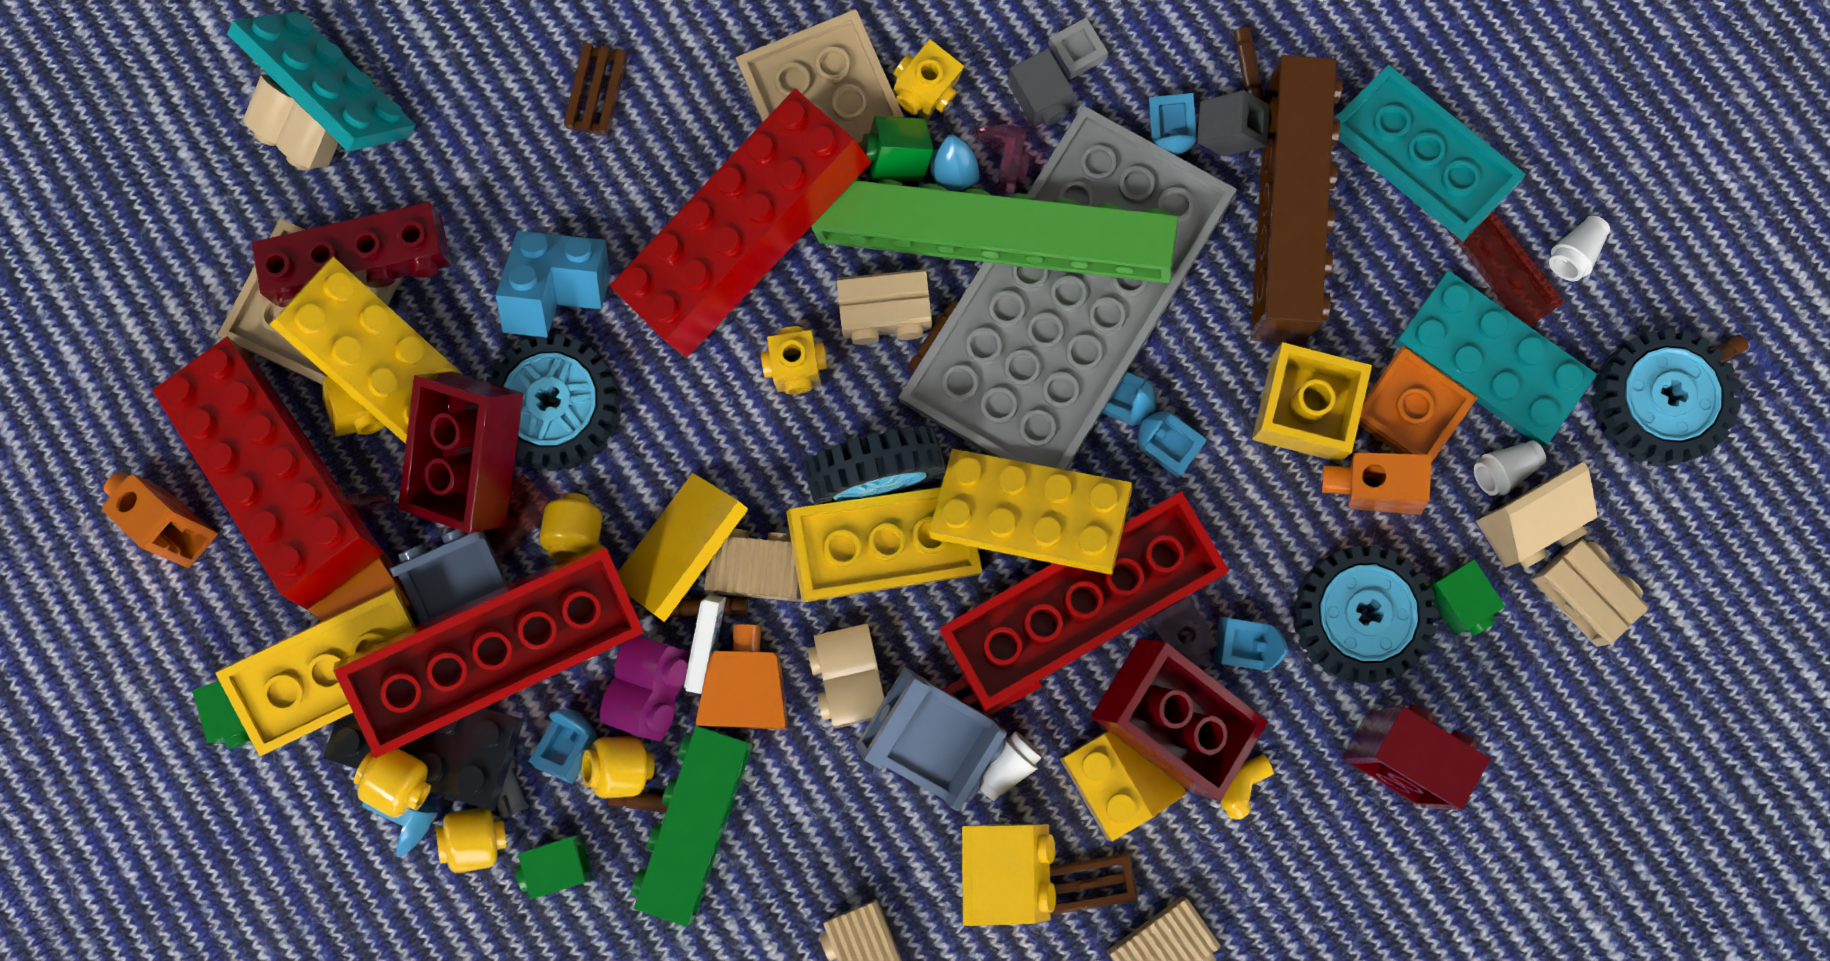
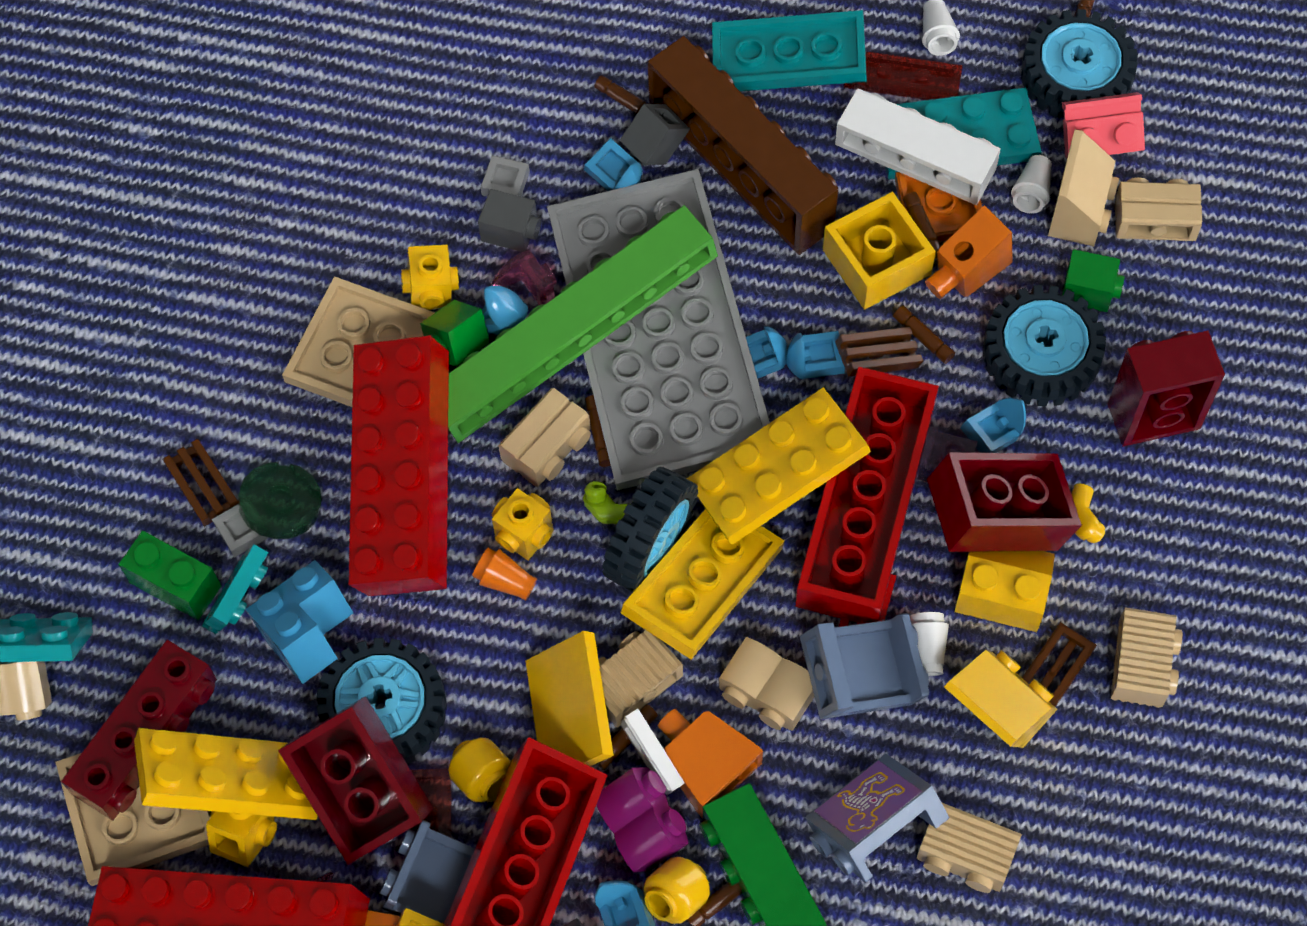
camera: 45 degrees left, 15 degrees down
(496, 146) = (170, 575): none -> green brick
(512, 214) = (229, 603): none -> teal plate
(590, 156) = (236, 532): none -> light grey tile
(636, 162) = (279, 500): none -> clear green tile
(742, 387) = (503, 574): none -> orange cone
(813, 862) = (871, 812): none -> panel
(874, 405) = (601, 504): none -> lime arm
(1251, 505) = (876, 345): none -> reddish brown tile
(1278, 507) = (924, 334): none -> reddish brown wheel
(1374, 413) = (920, 217): none -> reddish brown wheel
(1440, 342) = (917, 146): none -> white brick
(1628, 473) = (1109, 121): none -> coral plate

